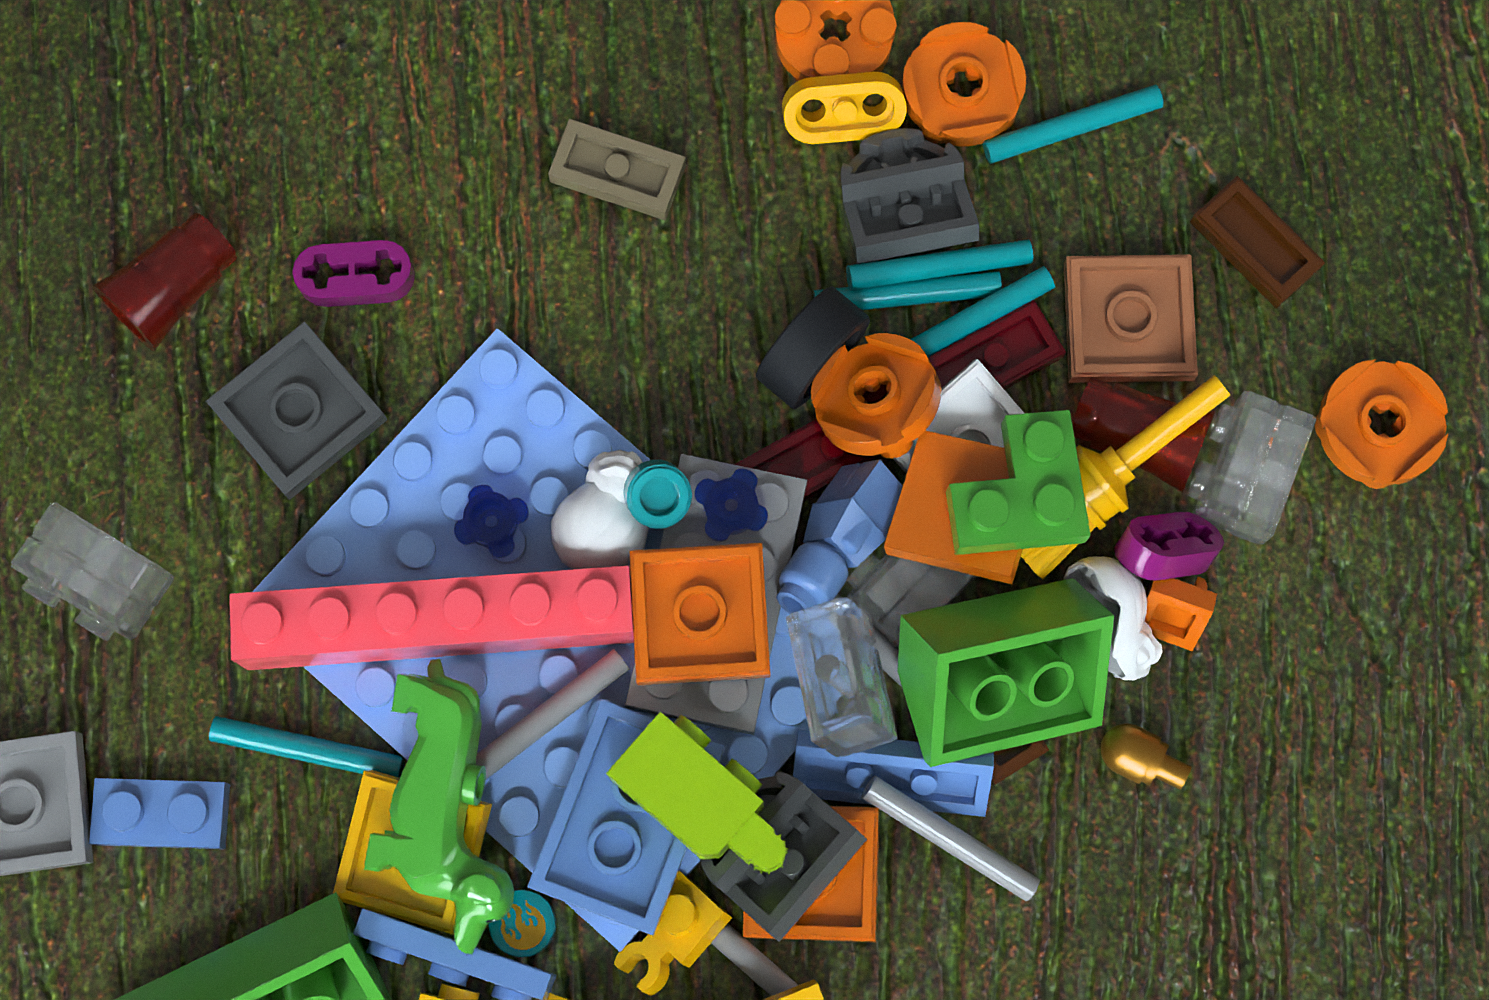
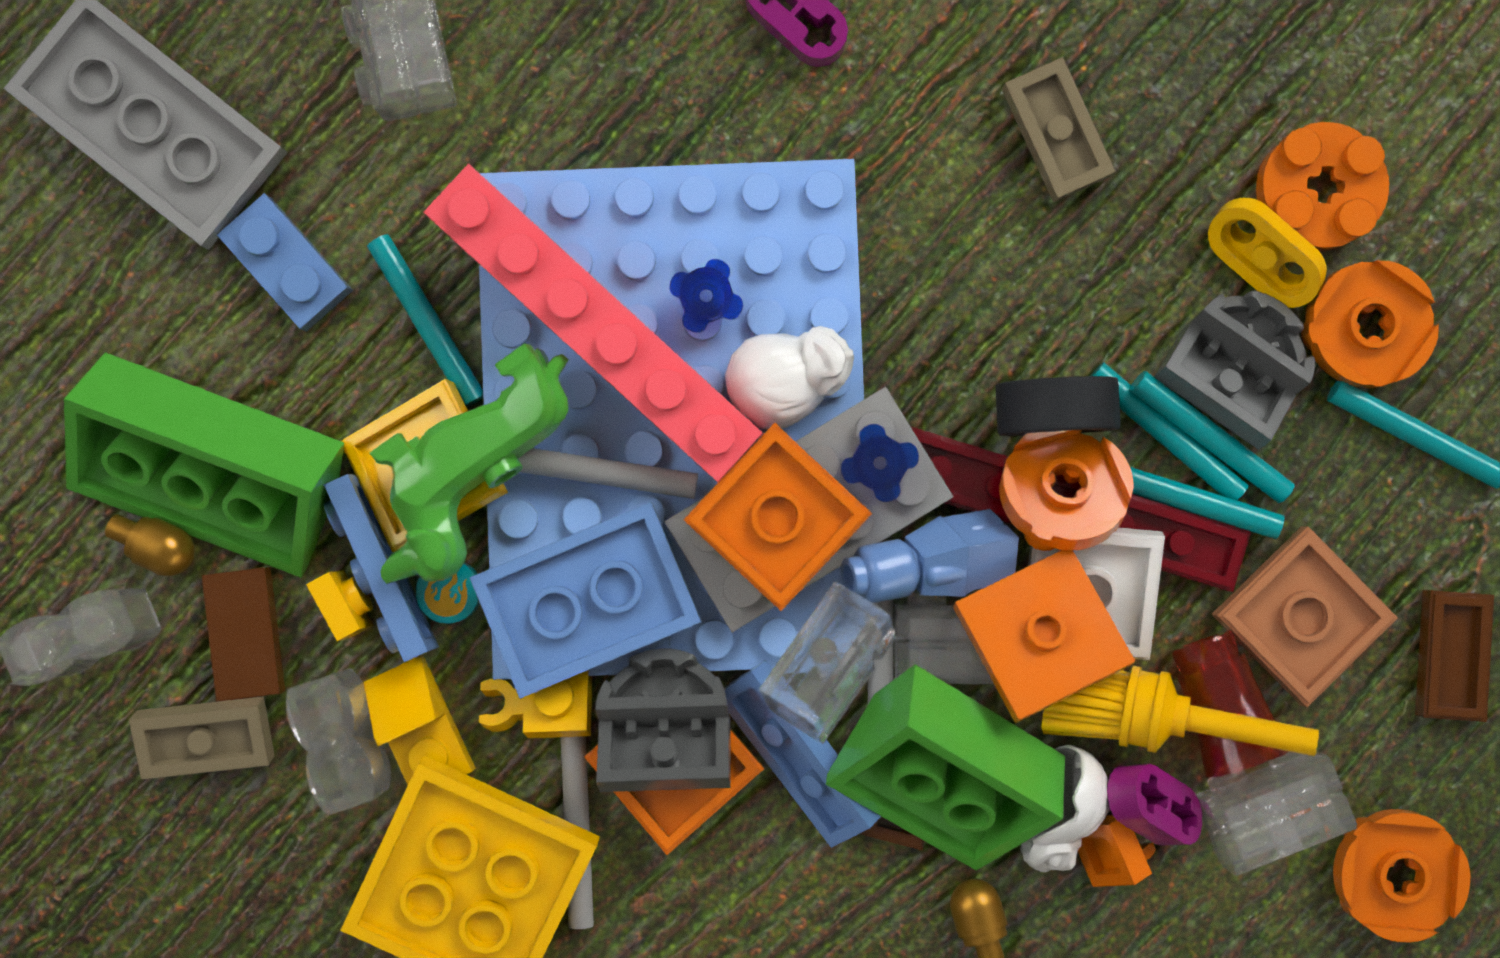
camera: 45 degrees right, 10 degrees up
(296, 410) = (655, 73): dark grey plate -> none
(657, 494) = (836, 401): teal tile -> none
(696, 795) = (643, 644): lime hinge -> none
(950, 838) = (791, 839): light grey bar -> none
(1037, 503) = (1096, 689): bright green plate -> none

